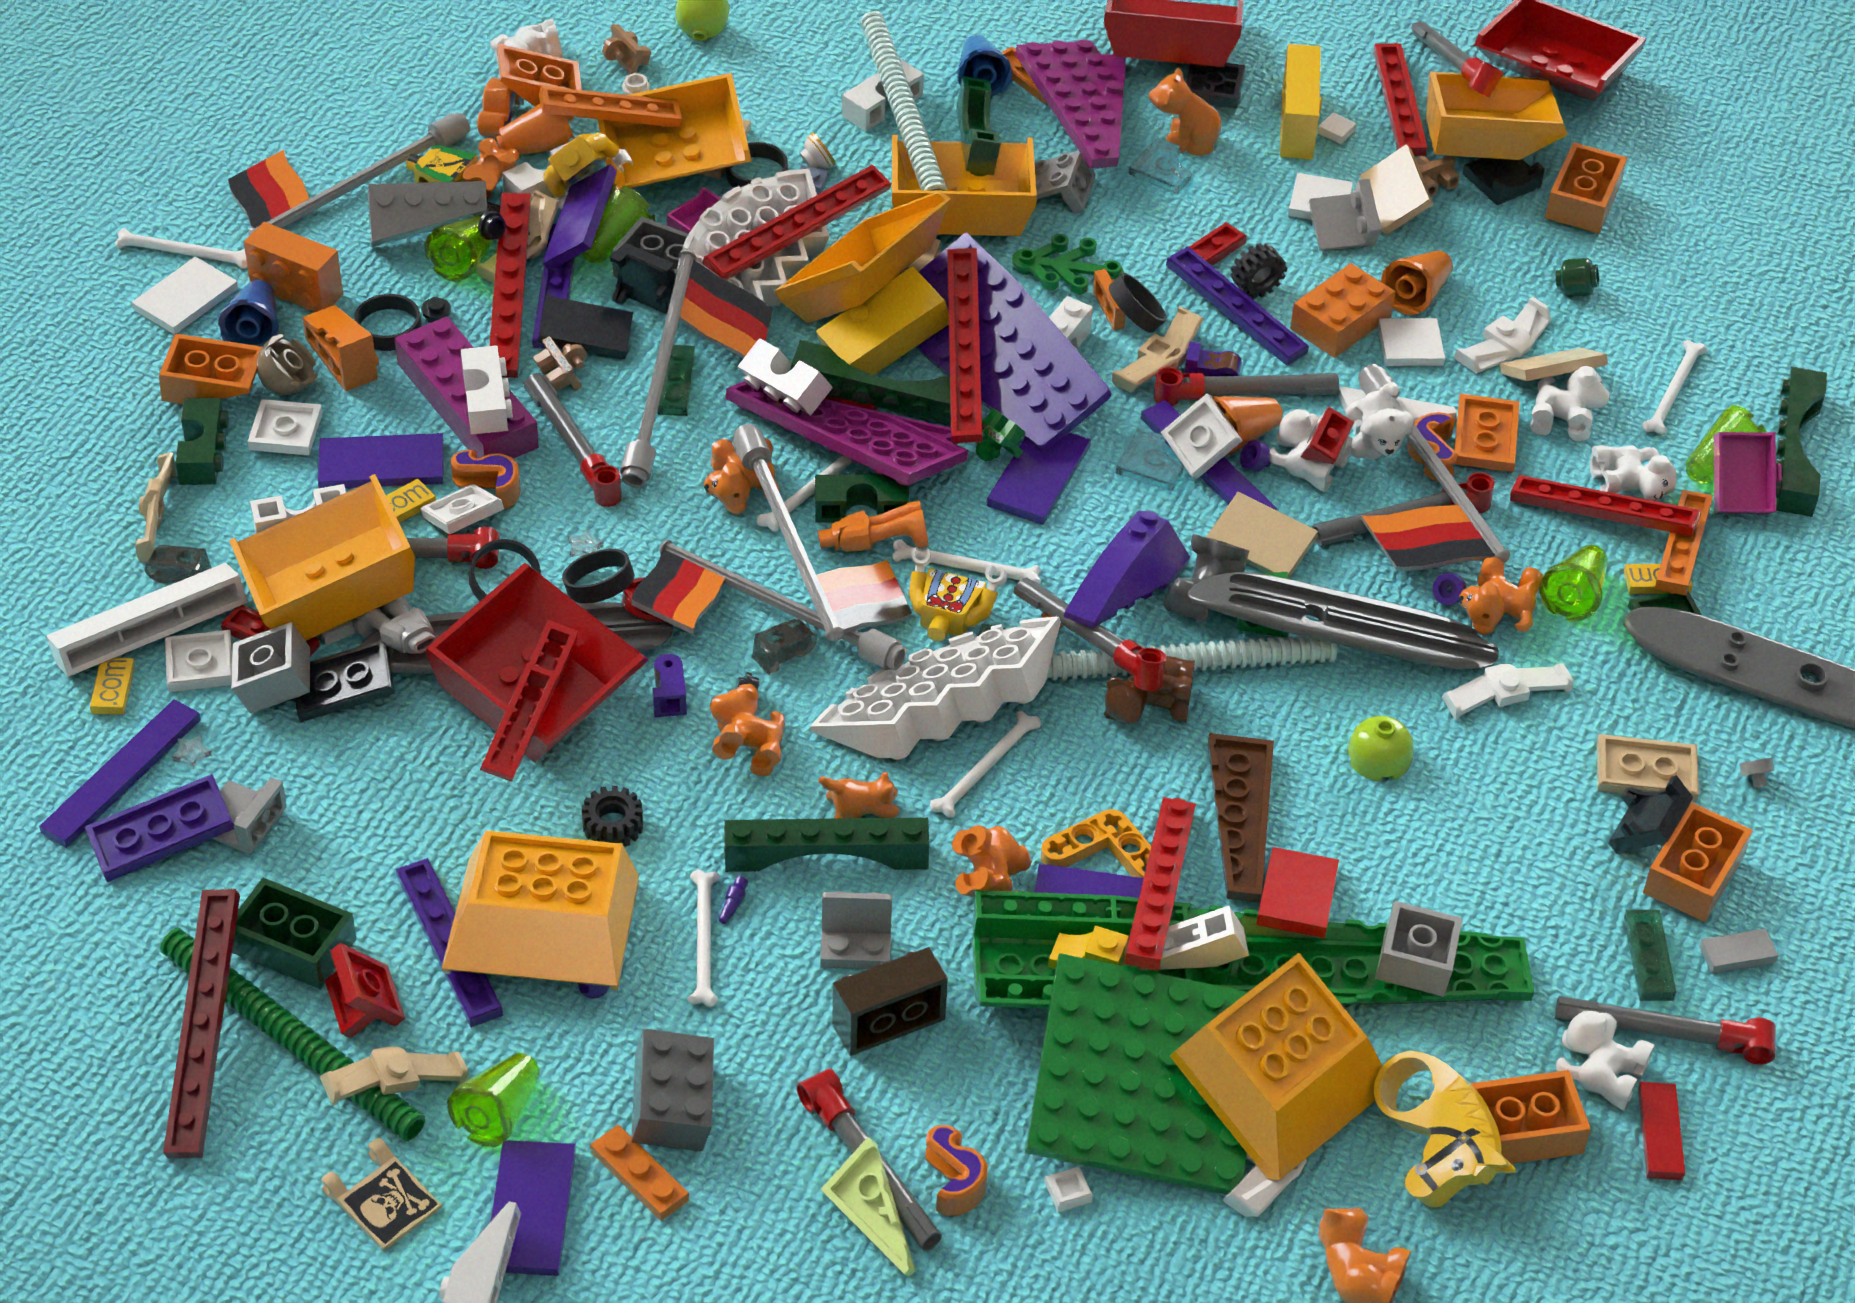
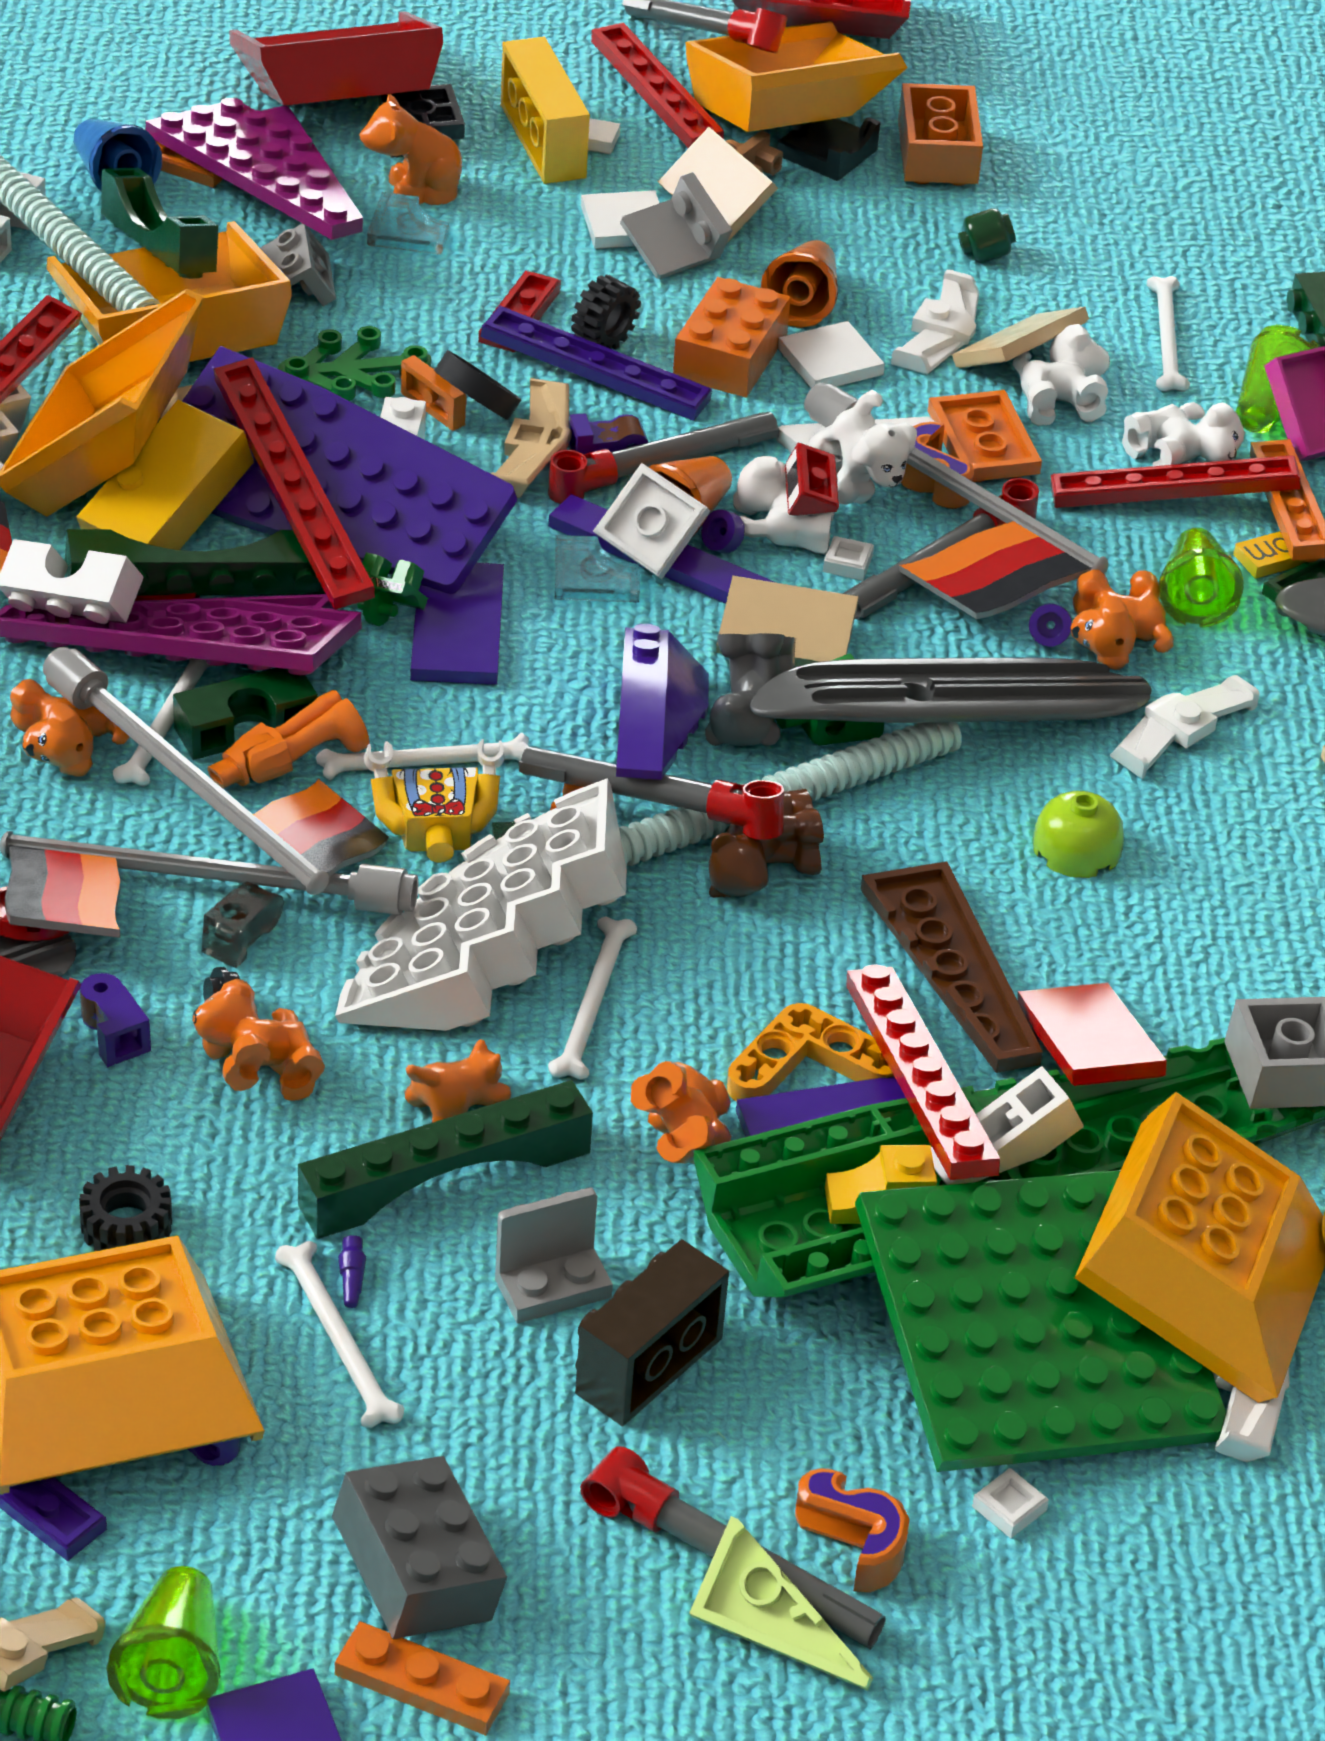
camera: 25 degrees left, 5 degrees down
(1336, 499) = (848, 558): none -> white tile

